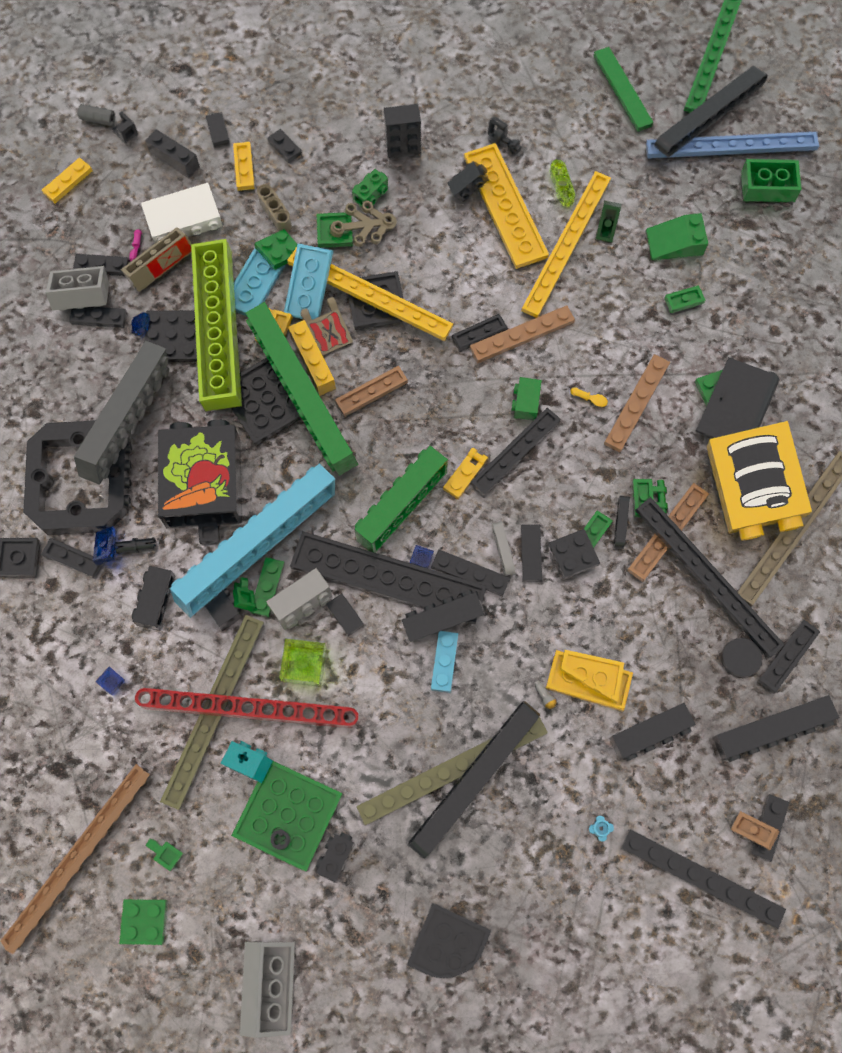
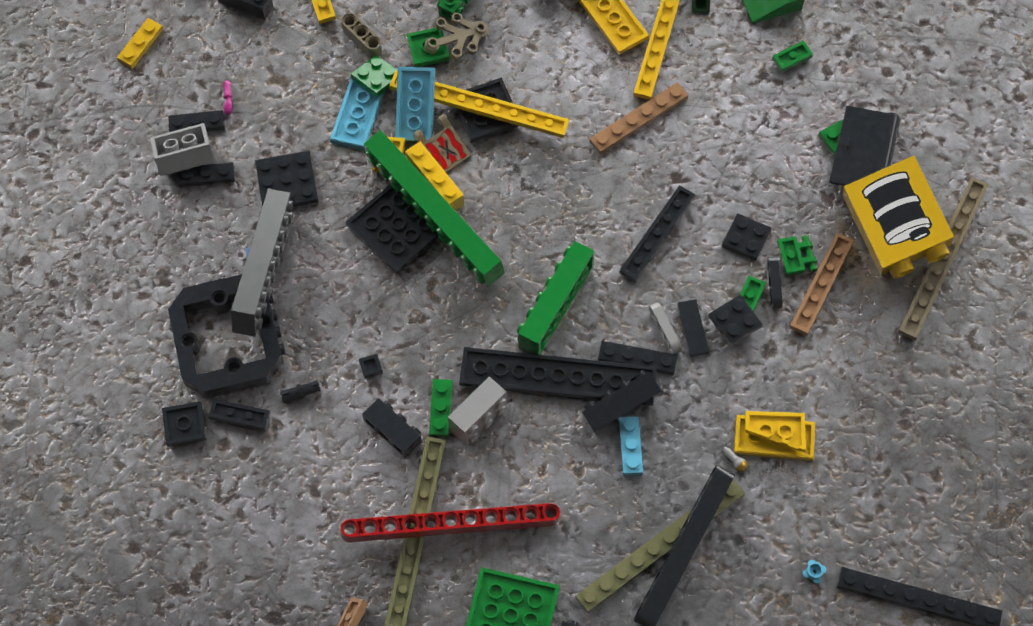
camera: 10 degrees left, 5 degrees down
(104, 546) = (270, 396): clear blue plate -> none
(110, 680) = (306, 524): clear blue plate -> none
(140, 323) = (252, 174): clear blue plate -> none
(153, 598) = (330, 438): black brick -> none
(157, 259) = (256, 107): dark tan brick -> none
(189, 210) = (269, 58): white panel -> none
(199, 474) = (350, 310): brick -> none
(216, 326) = (332, 162): lime brick -> none
(243, 596) = (420, 419): green plate -> none
(247, 761) = (460, 572): teal brick -> none
(253, 540) = (420, 362): medium azure brick -> none
(303, 662) = (494, 470): clear neon green brick -> none
(345, 614) = (523, 419): black tile -> none
(371, 391) = (501, 200): medium nougat plate -> none
(422, 556) = (587, 350): clear blue plate -> none
(465, 474) = (612, 264): yellow plate -> none
(479, 332) = (594, 124): black tile -> none
(527, 398) = (657, 180): green brick -> none
(598, 400) = (726, 169): yellow piece -> none
(603, 470) = (746, 237): none -> black plate
(637, 403) = (766, 166): medium nougat plate -> none
(652, 731) = (844, 473): black brick -> none
(710, 578) = (870, 318): black plate -> none
(741, 657) = (916, 389): black tile -> none
(755, 830) = (959, 544): medium nougat plate -> none
(772, 815) = (973, 541): black plate -> none
(776, 727) = (960, 448): black brick -> none
(789, 656) = (960, 379): black plate -> none

